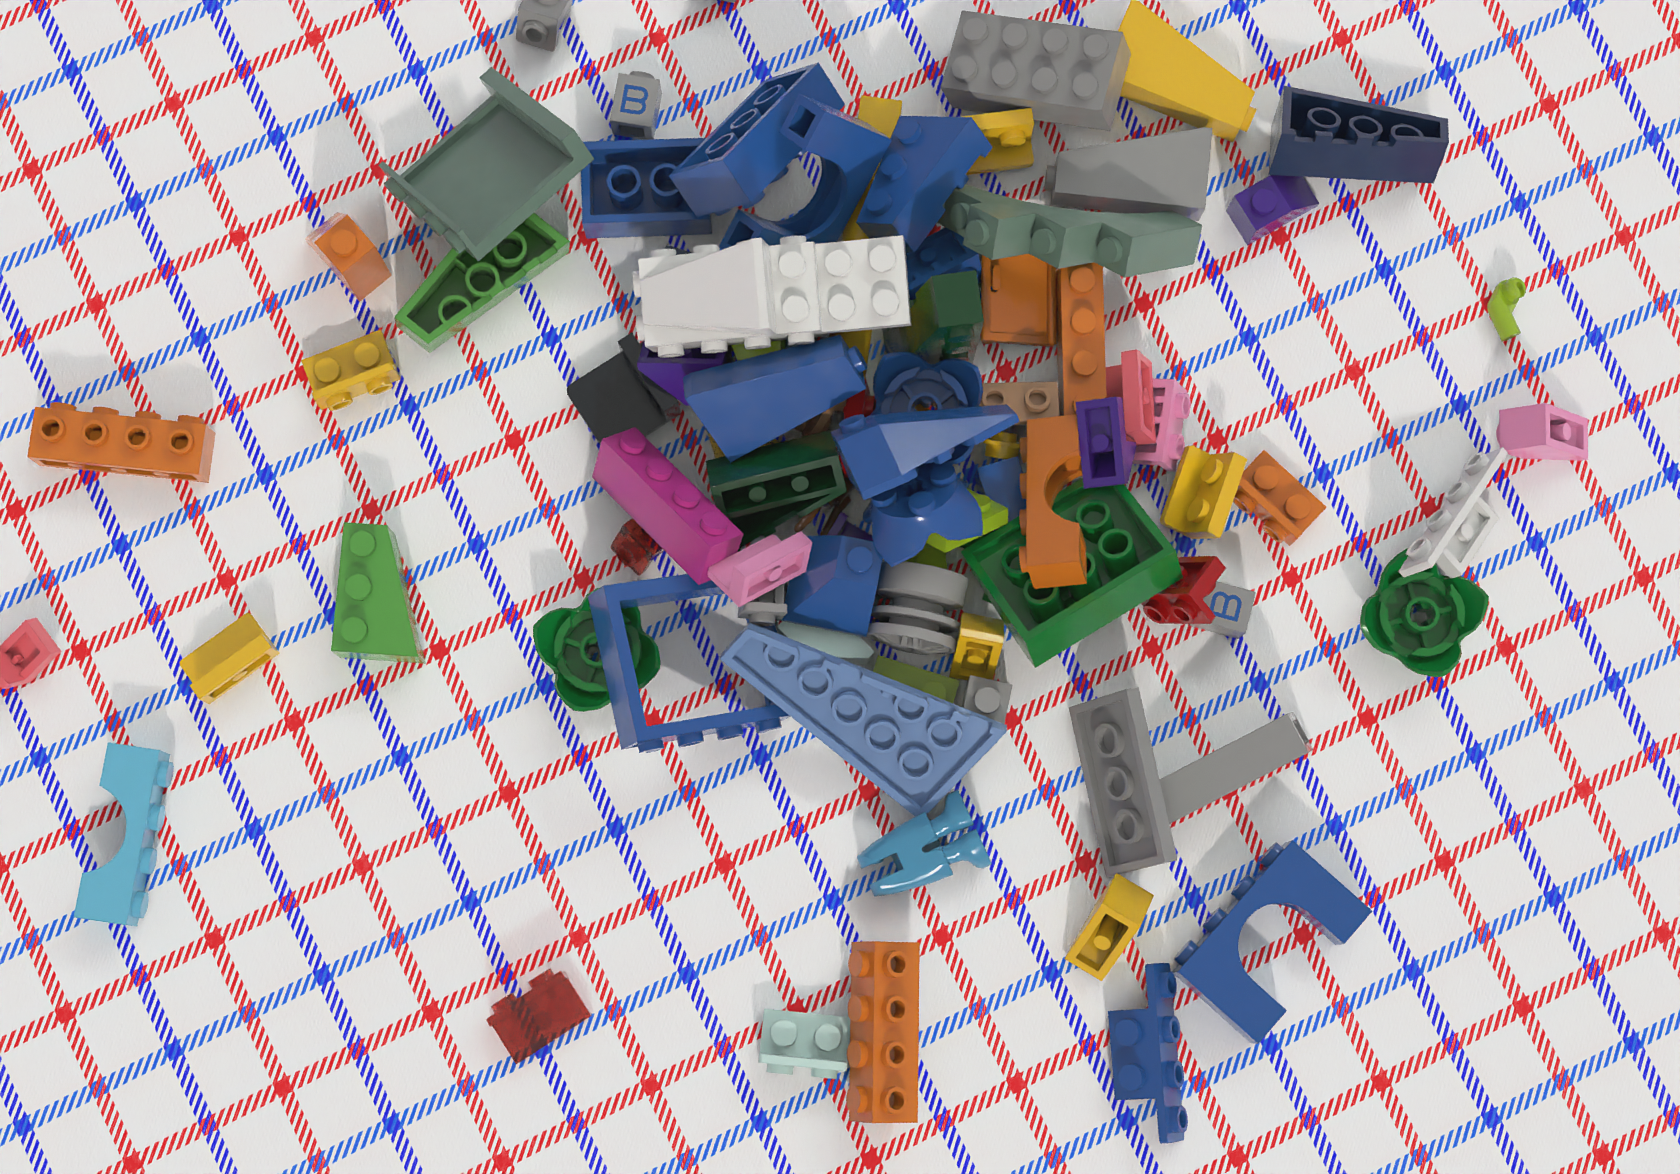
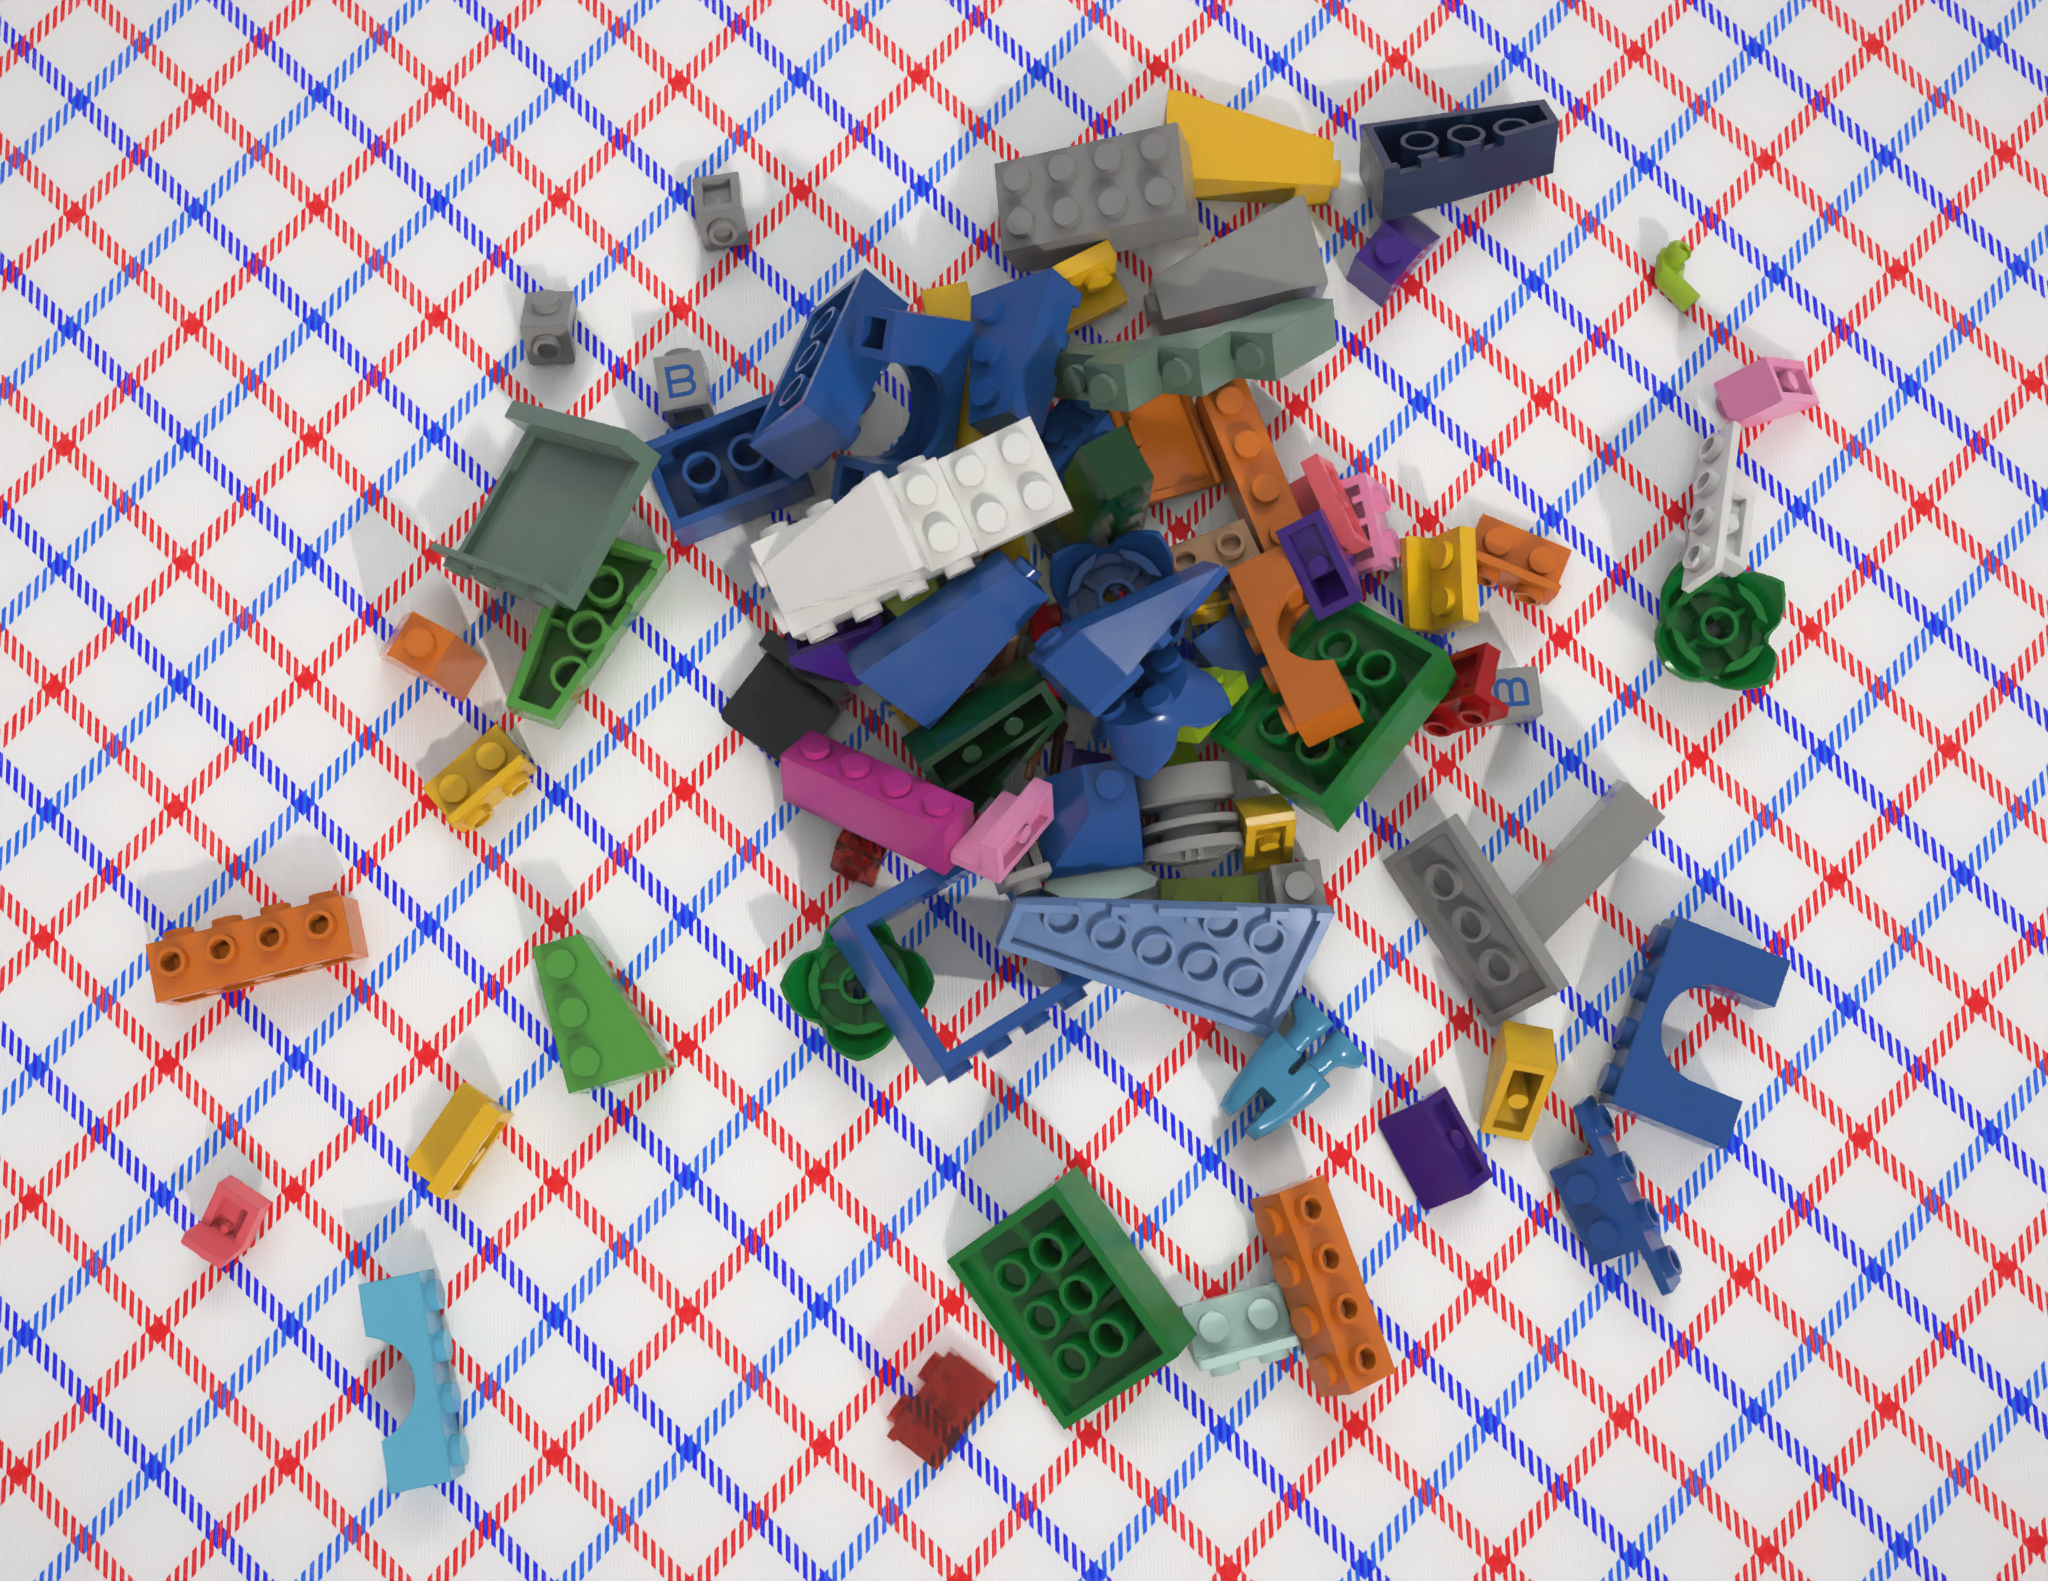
camera: 15 degrees left, 0 degrees up
(676, 966) = (1072, 1298): none -> green slope
(1021, 958) = (1435, 1149): none -> dark purple panel

